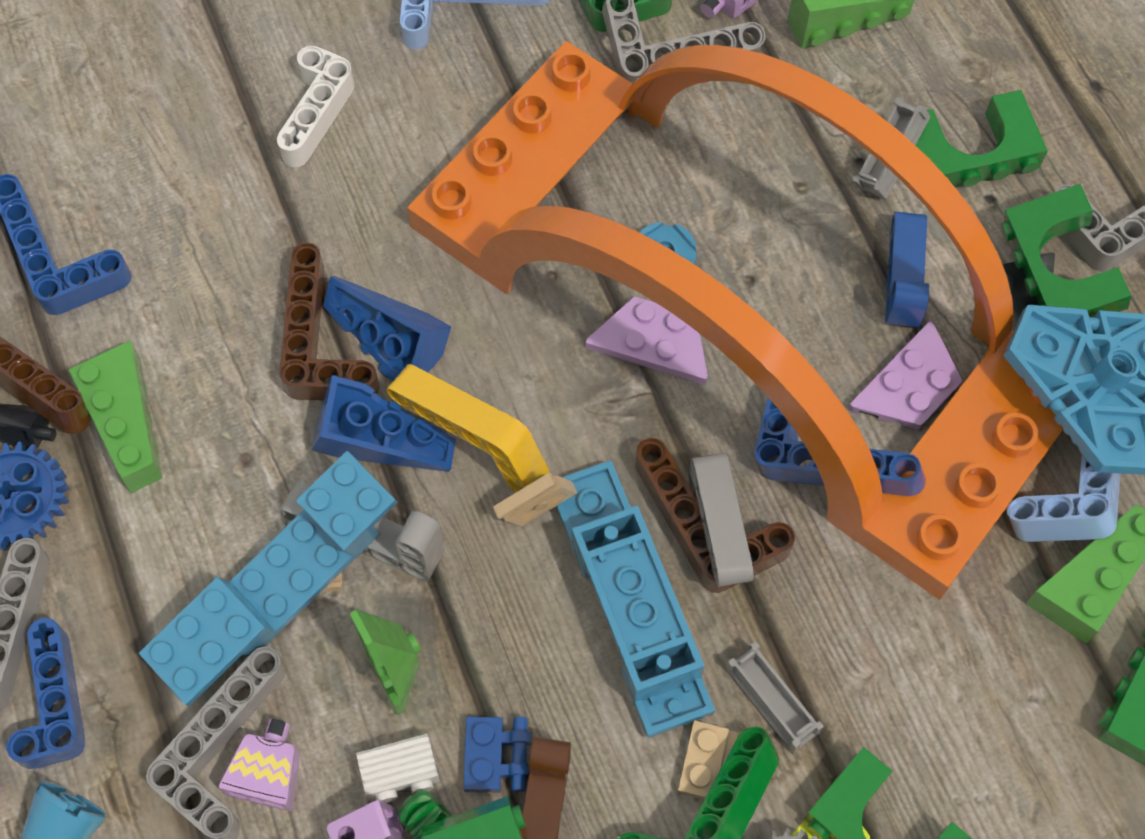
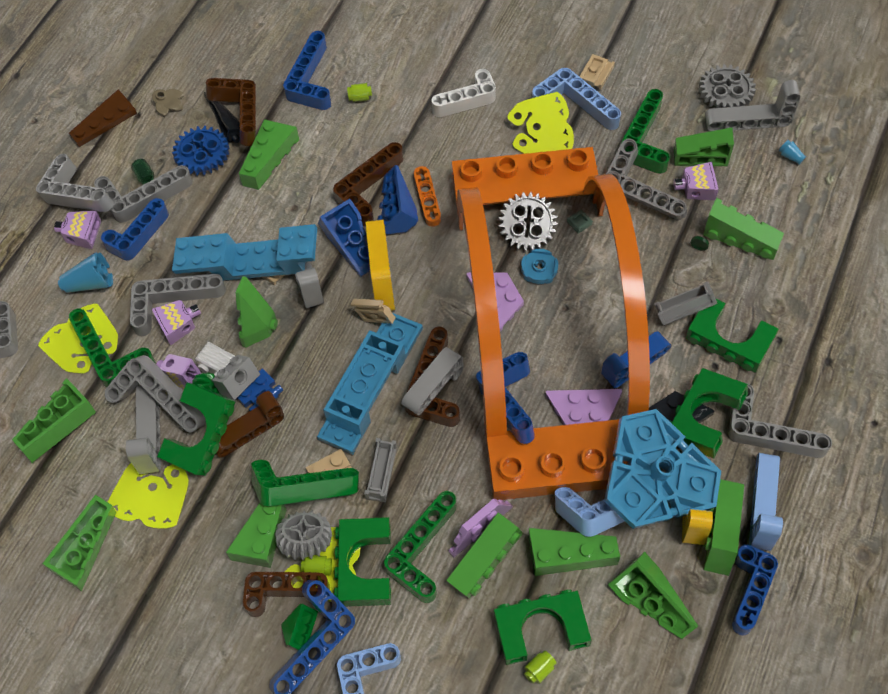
camera: 50 degrees right, 5 degrees down
(157, 218) = (359, 92): none -> lime brick
(418, 280) = (426, 196): none -> orange beam
(455, 764) = (231, 384): none -> light grey brick
(470, 50) = (552, 123): none -> neon yellow piece
(612, 190) = (543, 223): none -> light grey gear
(644, 153) = (579, 221): none -> sand green tile
(816, 60) = (699, 243): none -> dark green piece
(928, 746) = (418, 544): none -> green beam
(975, 651) = (474, 527): none -> lavender wing
(1022, 676) = (485, 555): none -> bright green wedge

